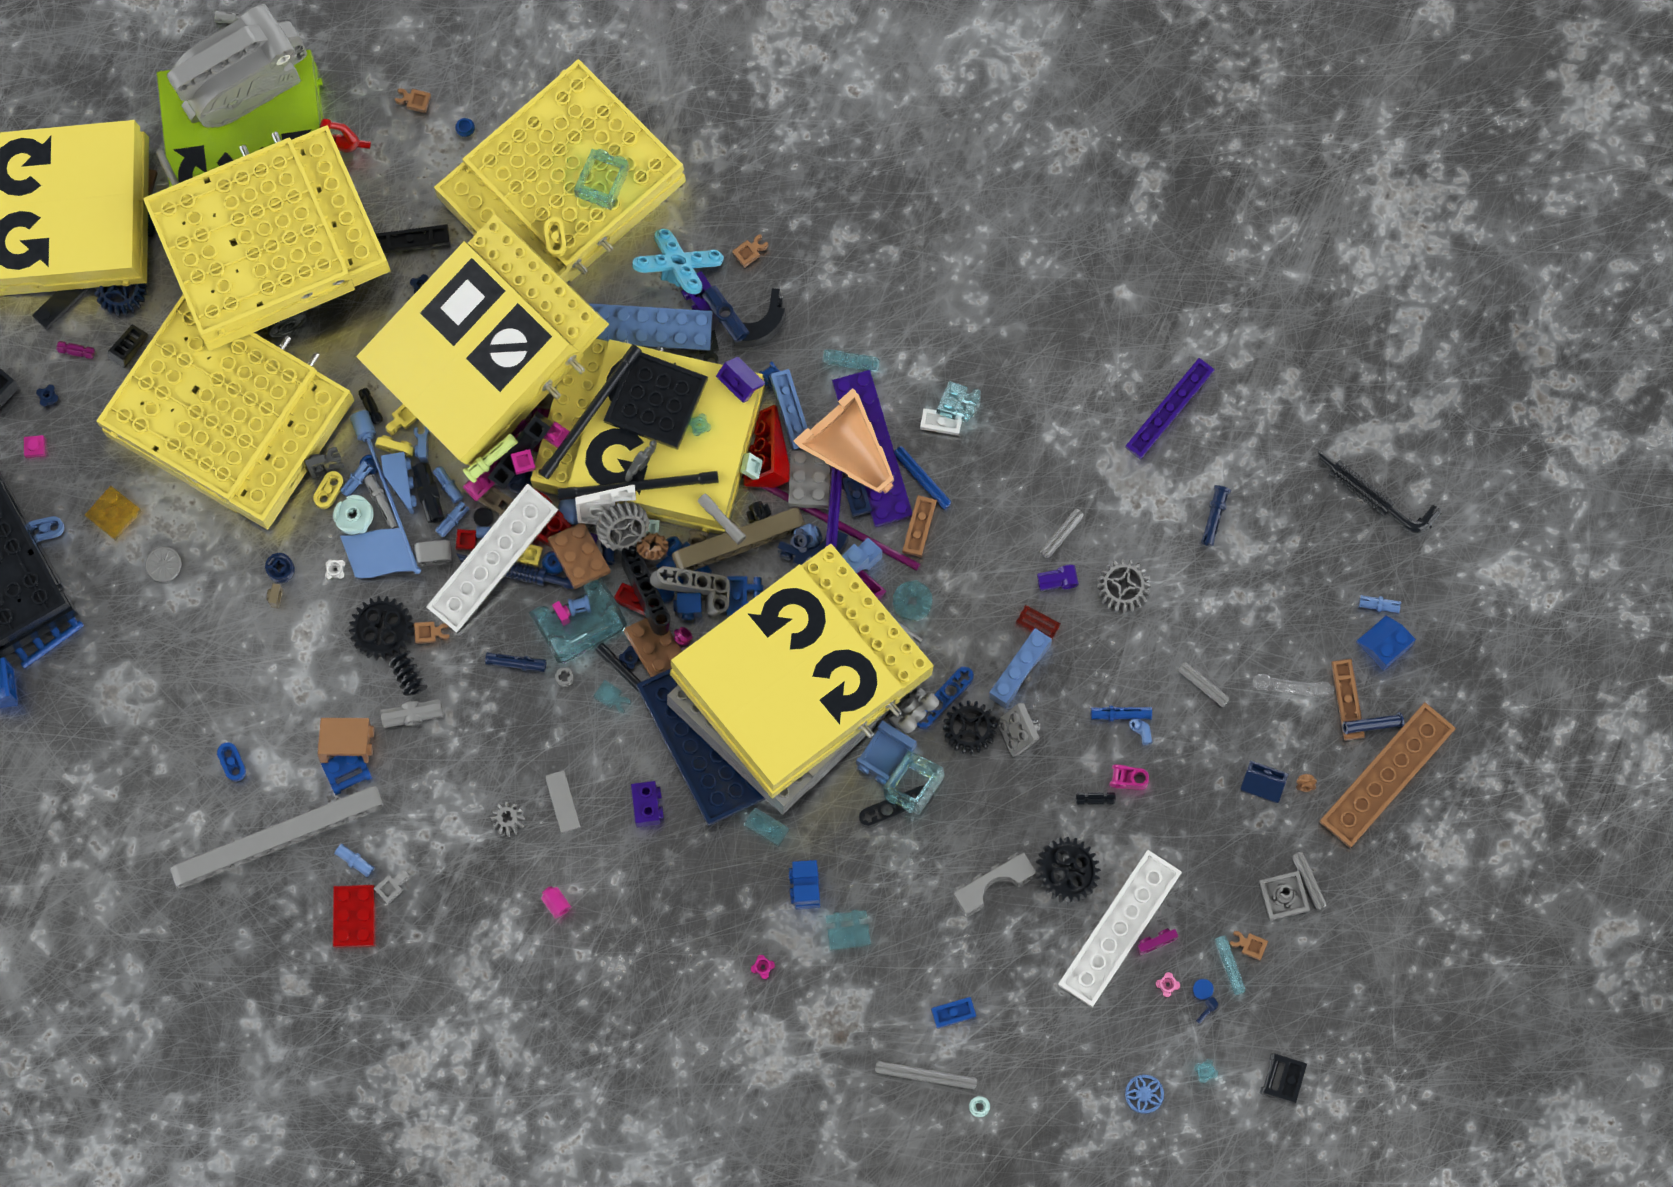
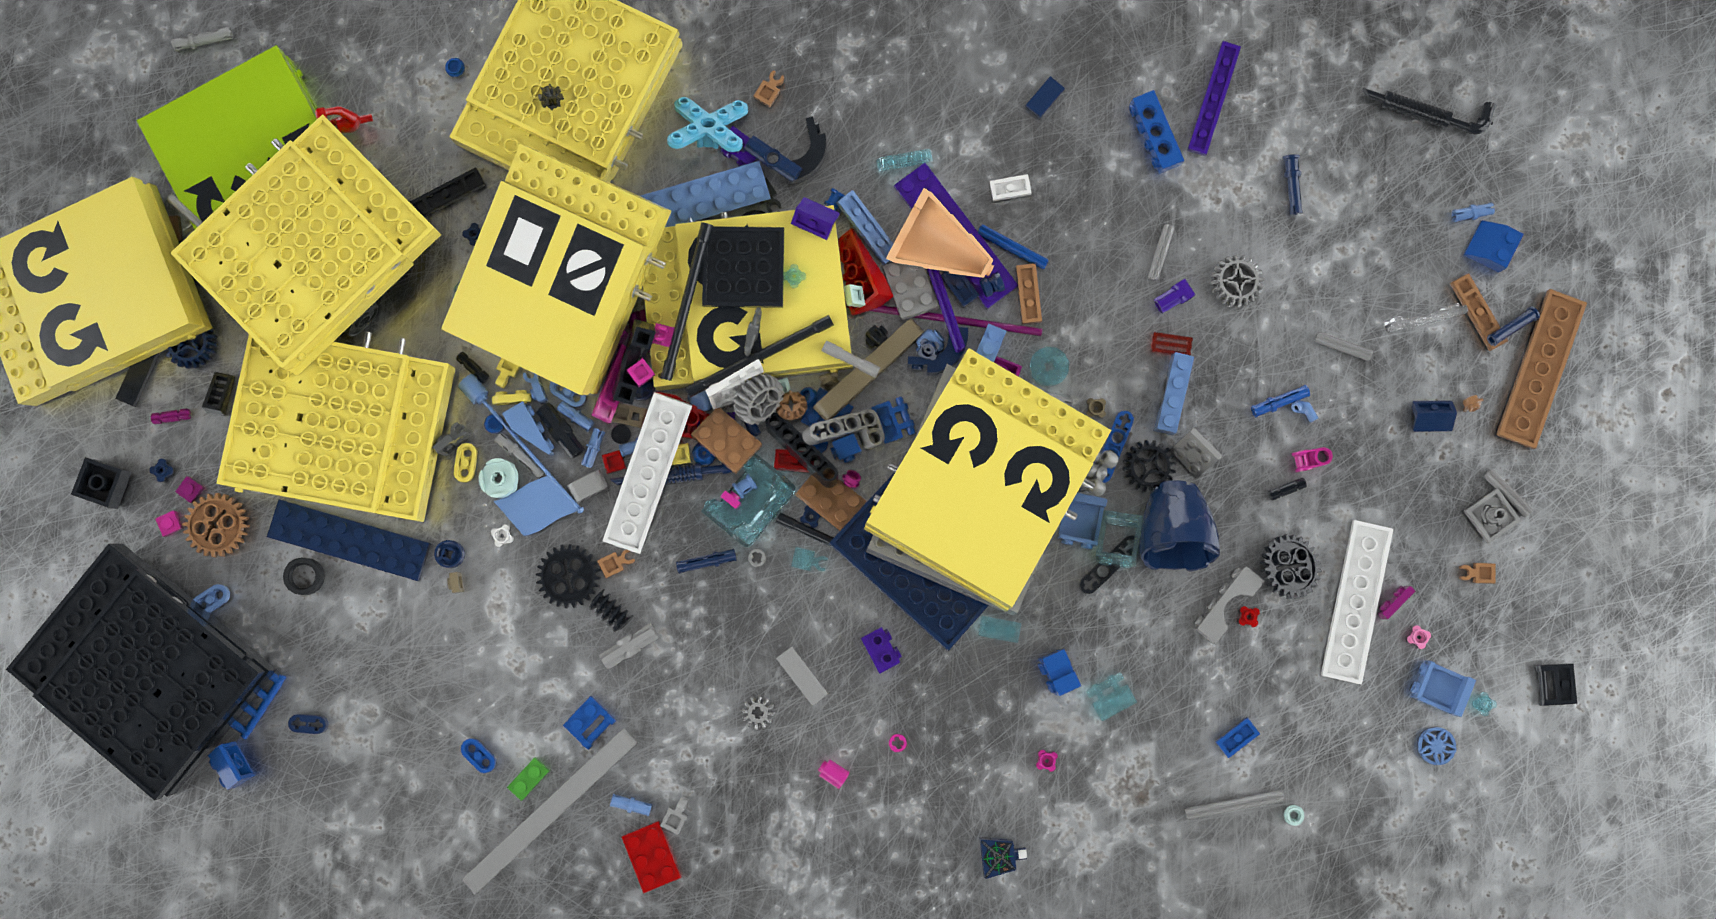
camera: 25 degrees left, 10 degrees up
(65, 422) = (190, 489): none -> magenta plate
(66, 449) = (201, 515): none -> medium nougat gear
(89, 671) = (308, 728): none -> dark blue beam
(113, 513) = (269, 559): clear yellow plate -> none
(128, 527) = (288, 576): none -> black tyre
(163, 564) = (337, 591): light grey wheel -> none
(192, 522) = (348, 540): none -> dark blue plate
(238, 68) = (211, 89): light grey piece -> none
(269, 801) = (528, 779): none -> bright green plate
(345, 738) = (576, 695): medium nougat panel -> none
(356, 478) = (487, 442): medium blue axle -> none
(416, 100) = (398, 58): medium nougat plate -> none
(449, 461) = (567, 396): none -> medium blue plate
(483, 463) = (603, 388): yellowish green pin -> none
(540, 183) = (550, 97): none -> black gear
(555, 238) = (585, 145): light yellow plate -> none
(595, 196) = (607, 90): clear light blue window -> none
(622, 900) = (901, 738): none -> dark pink bush
(681, 1037) = (999, 856): none -> torso
(890, 503) = (992, 284): none -> dark blue wheel
(944, 661) = (1100, 403): none -> dark tan plate
(952, 399) = (1013, 163): clear light blue plate -> none
(969, 791) = (1178, 529): none -> dark blue piece
(1008, 350) = (1045, 97): none -> dark blue tile
(1016, 902) = (1244, 620): none -> red plate
(1100, 450) = (1149, 103): none -> blue brick
(1169, 1040) = (1442, 688): none -> medium blue panel
(1203, 989) = (1452, 629): blue tile -> none
(1212, 1005) = (1466, 642): dark blue hand -> none
(1230, 965) = (1468, 598): clear light blue axle -> none

